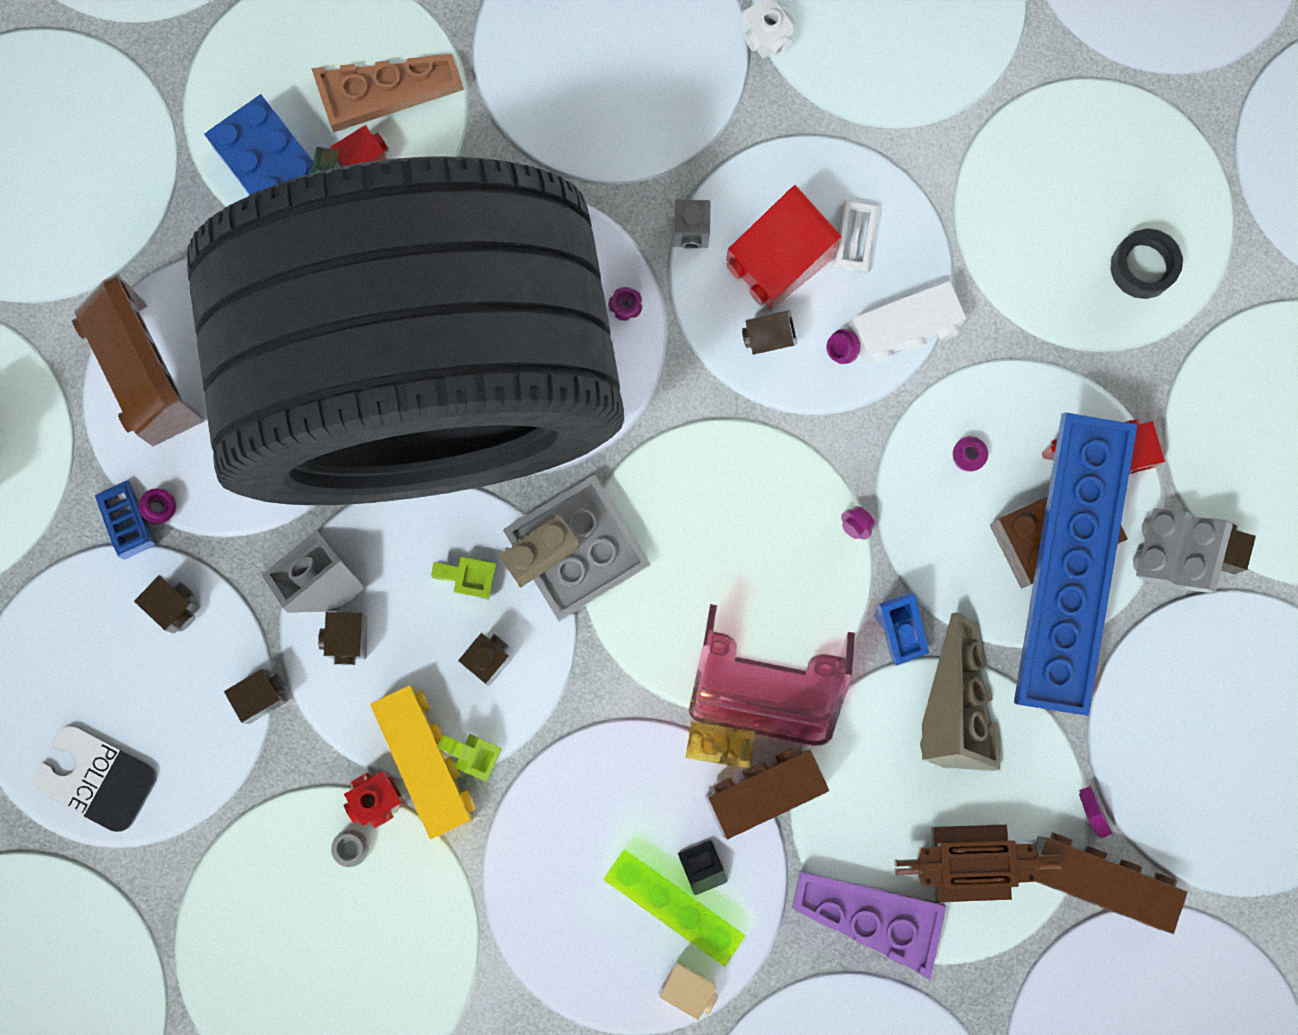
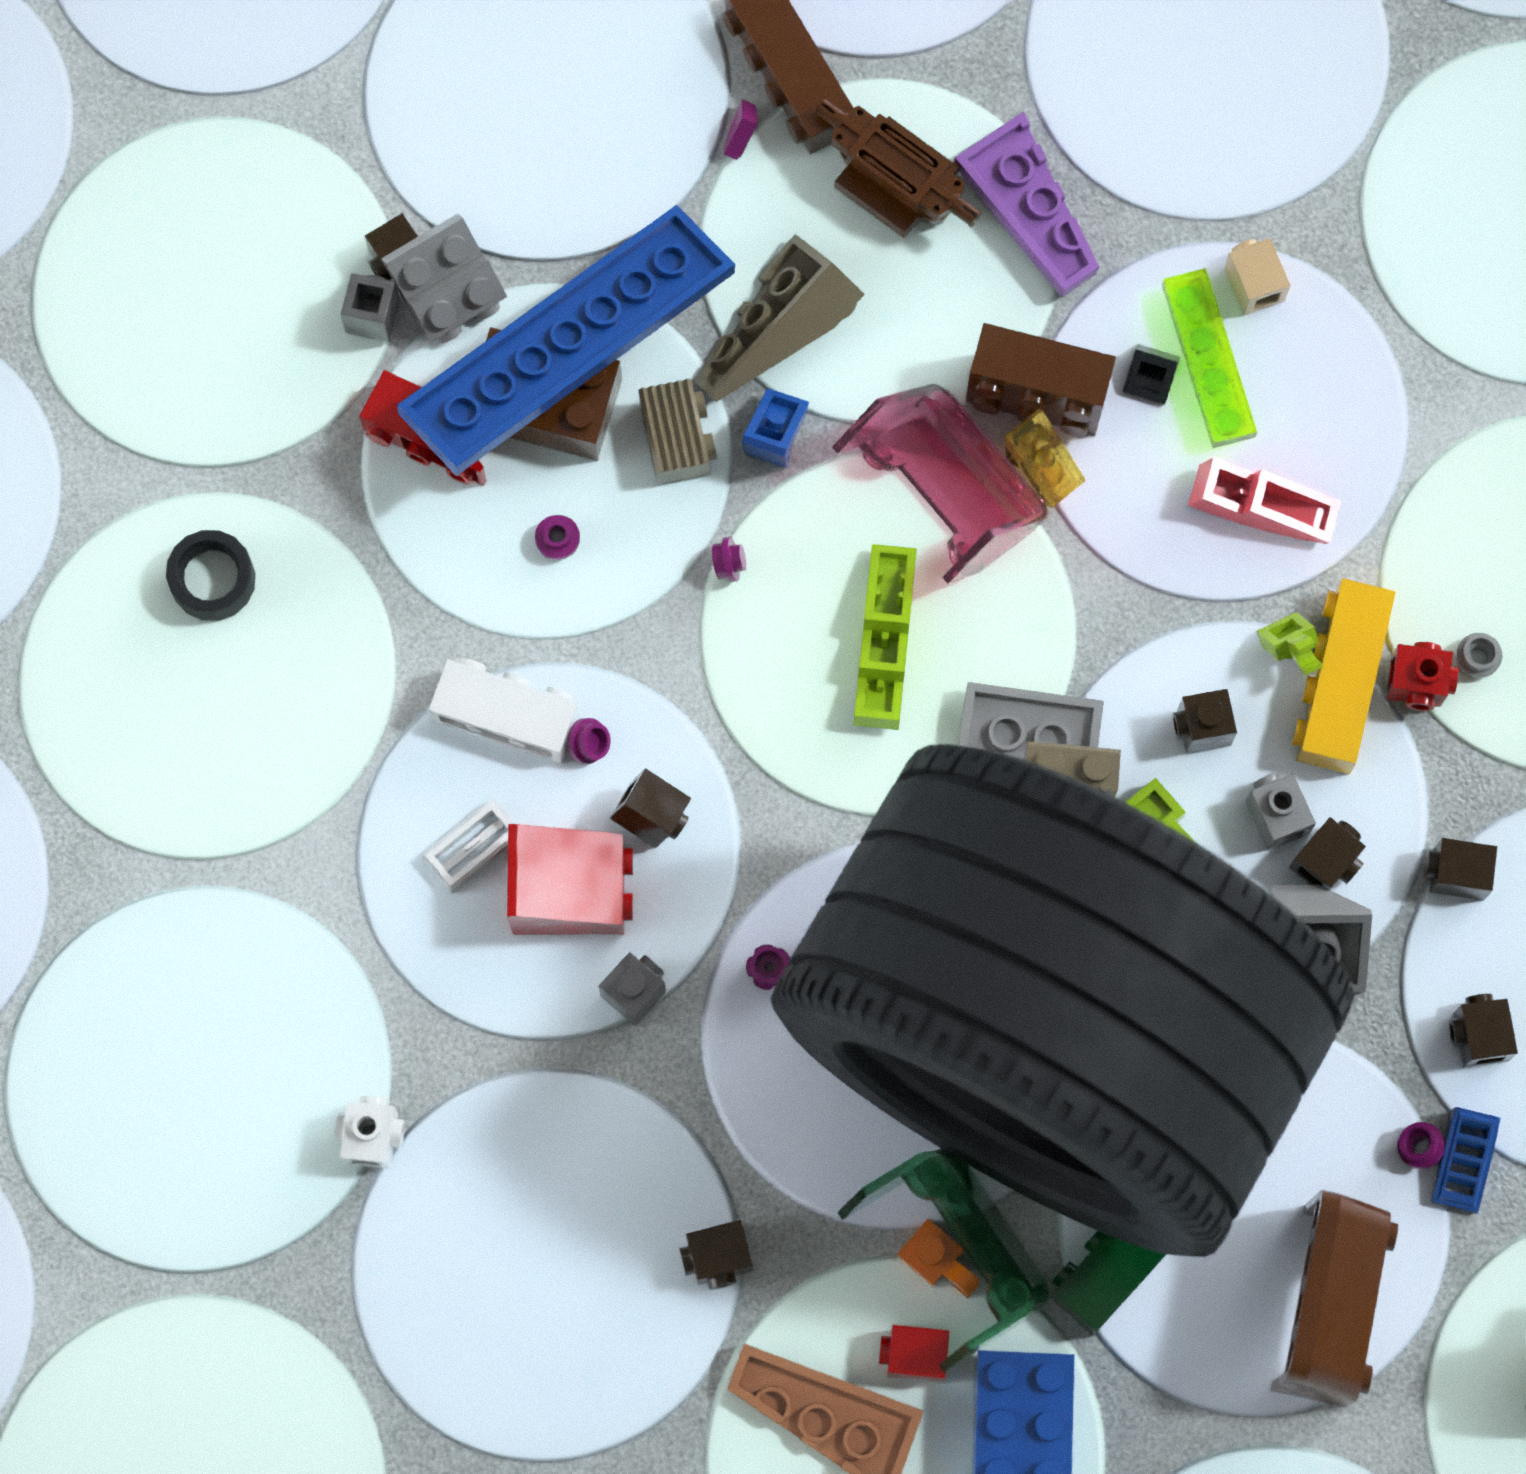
camera: 135 degrees left, 5 degrees down
(397, 641) = (1279, 810): none -> light grey brick
(517, 120) = (717, 1255): none -> dark brown brick
(561, 837) = (1264, 501): none -> coral slope
(724, 555) = (885, 637): none -> lime slope
(959, 576) = (675, 432): none -> dark tan brick
(1210, 496) = (370, 307): none -> flat silver brick

